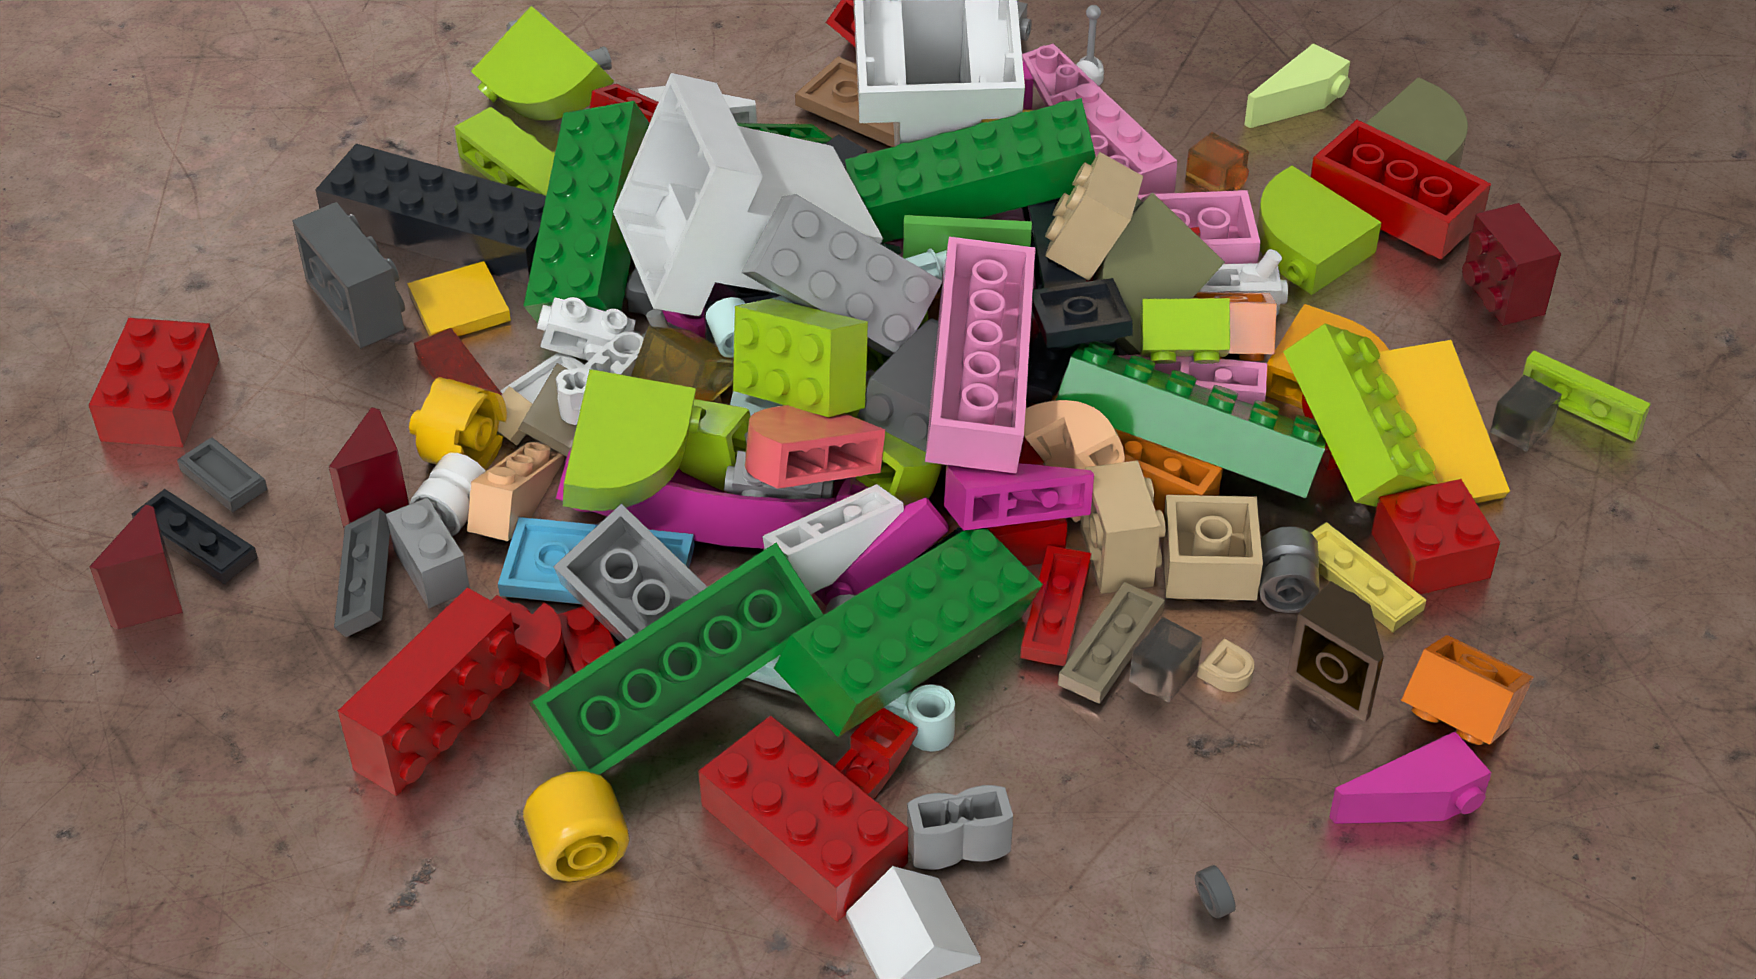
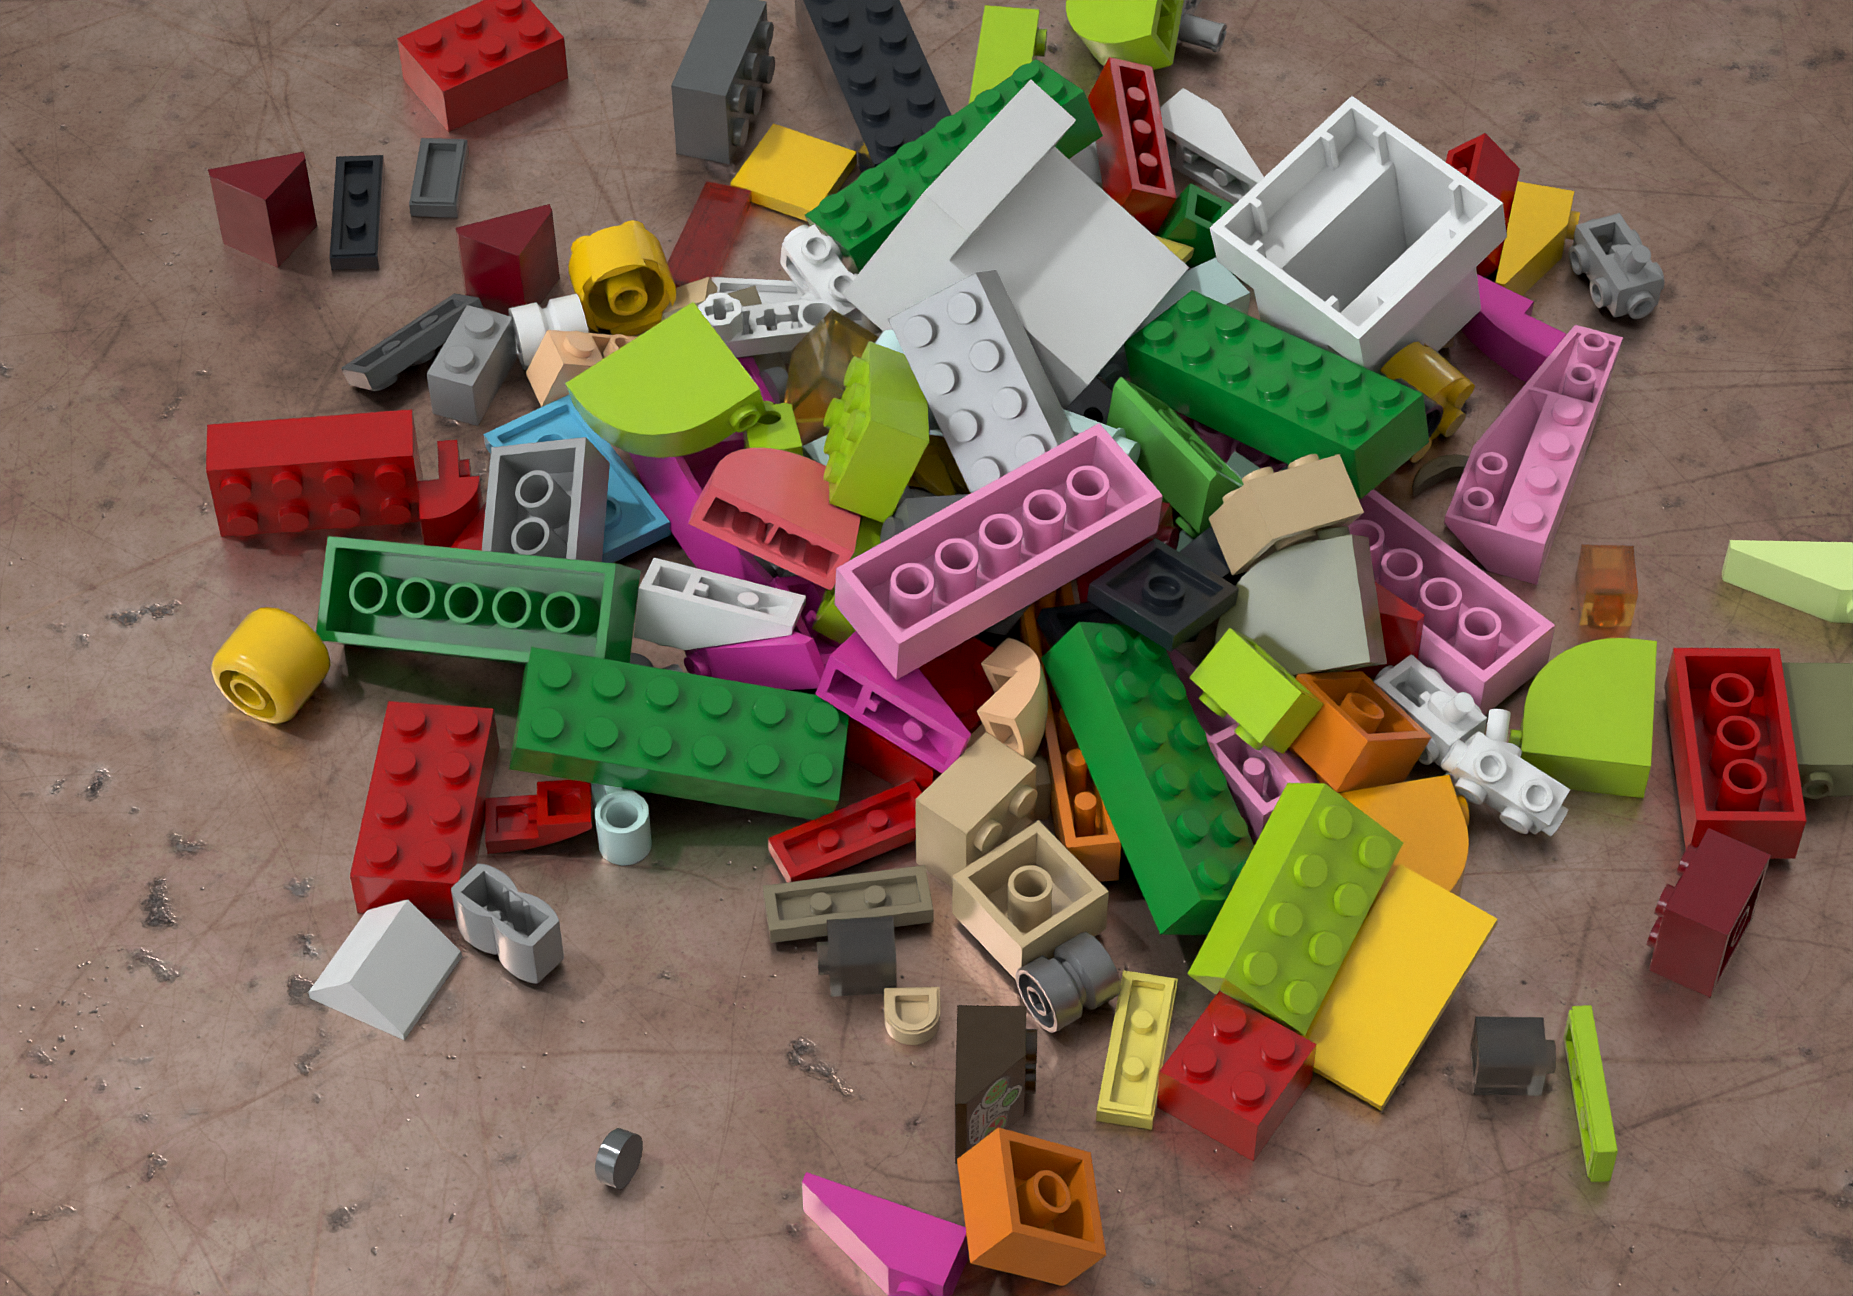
camera: 50 degrees right, 5 degrees up
(1090, 64) = (1648, 387): hinge -> none
(1331, 284) = (1494, 773): none -> white brick

